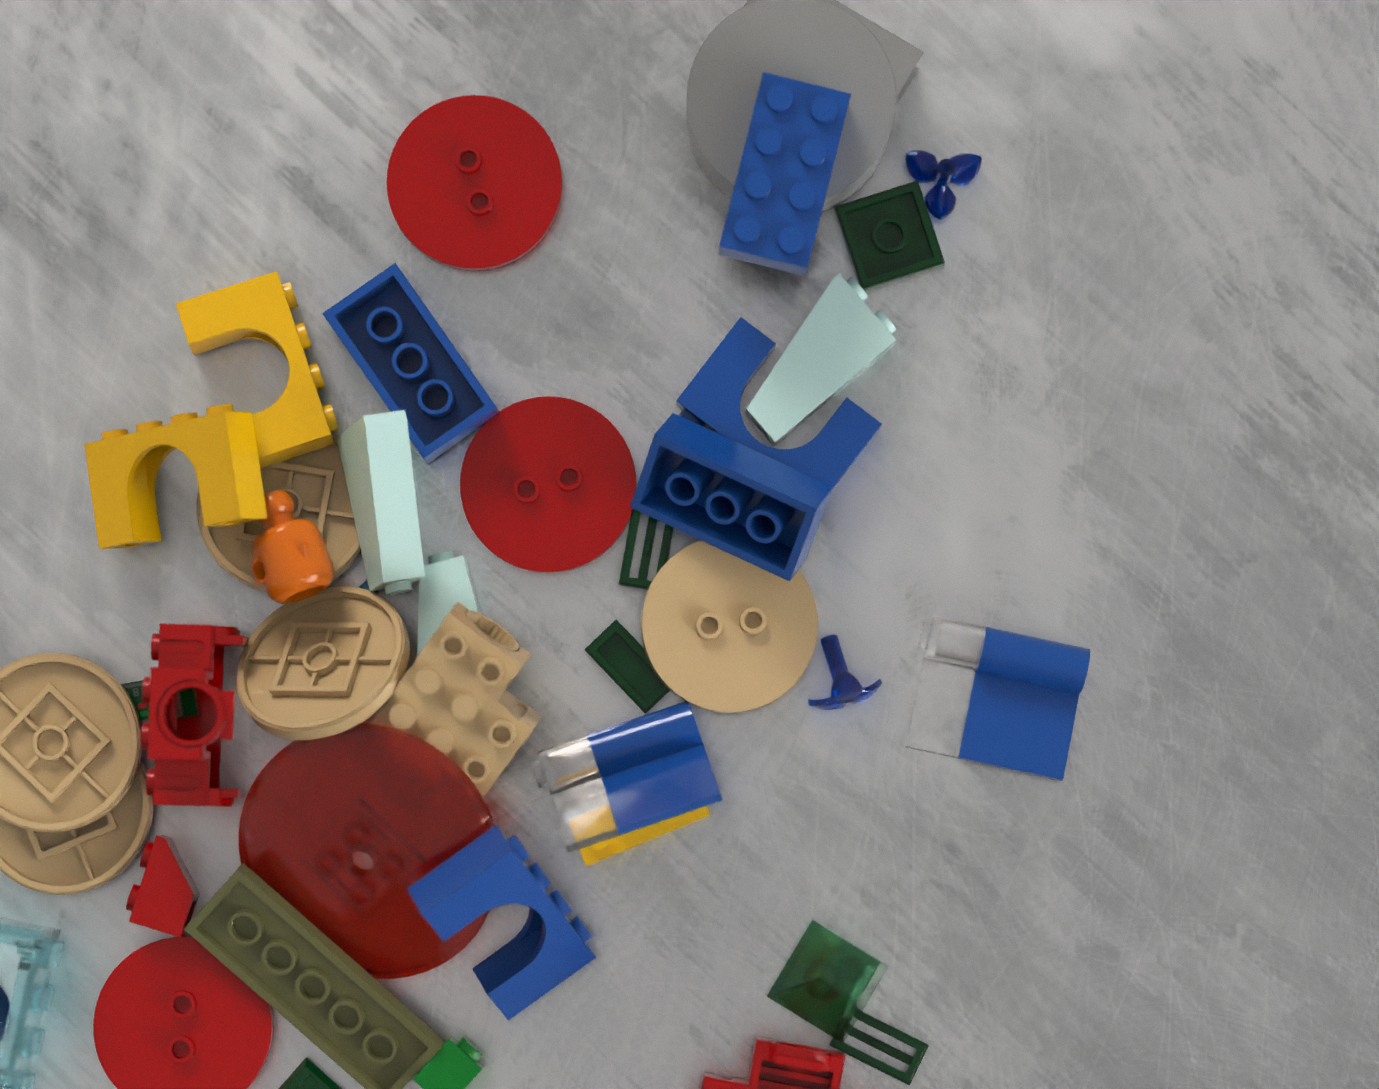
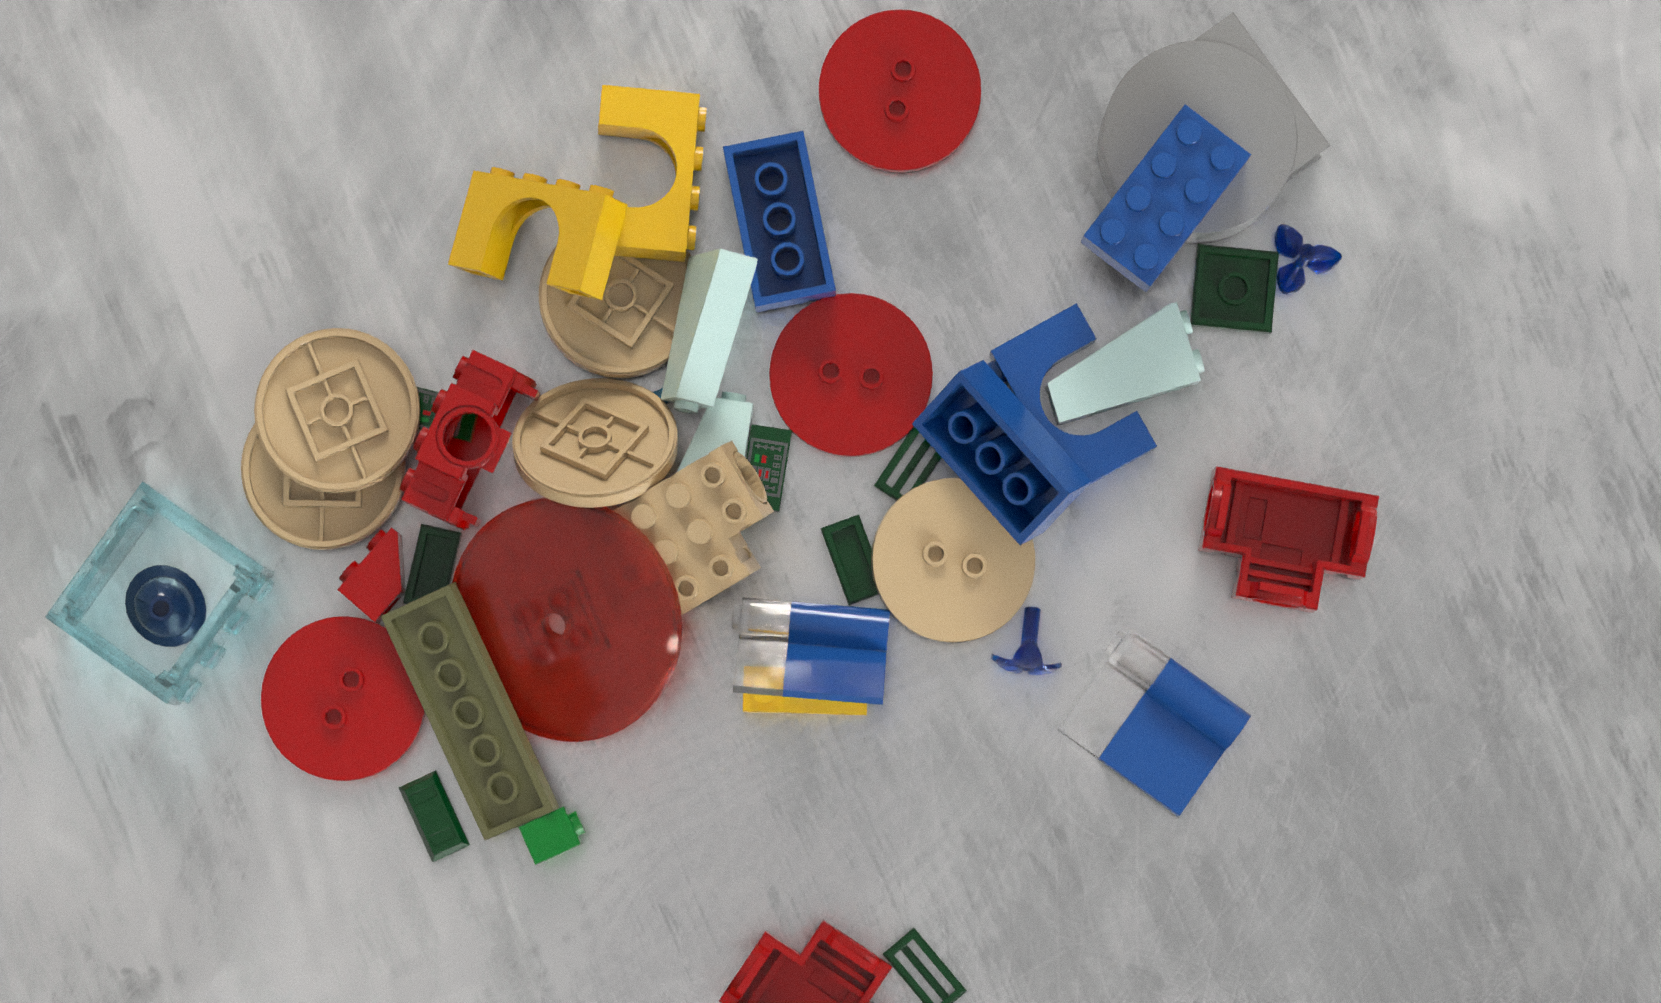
camera: 25 degrees right, 0 degrees up
(212, 851) = (432, 561): none -> dark green tile
(289, 553) = (607, 338): orange piece -> none
(492, 875) = (660, 682): blue arch -> none
(502, 601) = (769, 456): none -> dark green tile
(827, 981) = (905, 899): clear green slope -> none
(1048, 456) = (1286, 535): none -> red piece

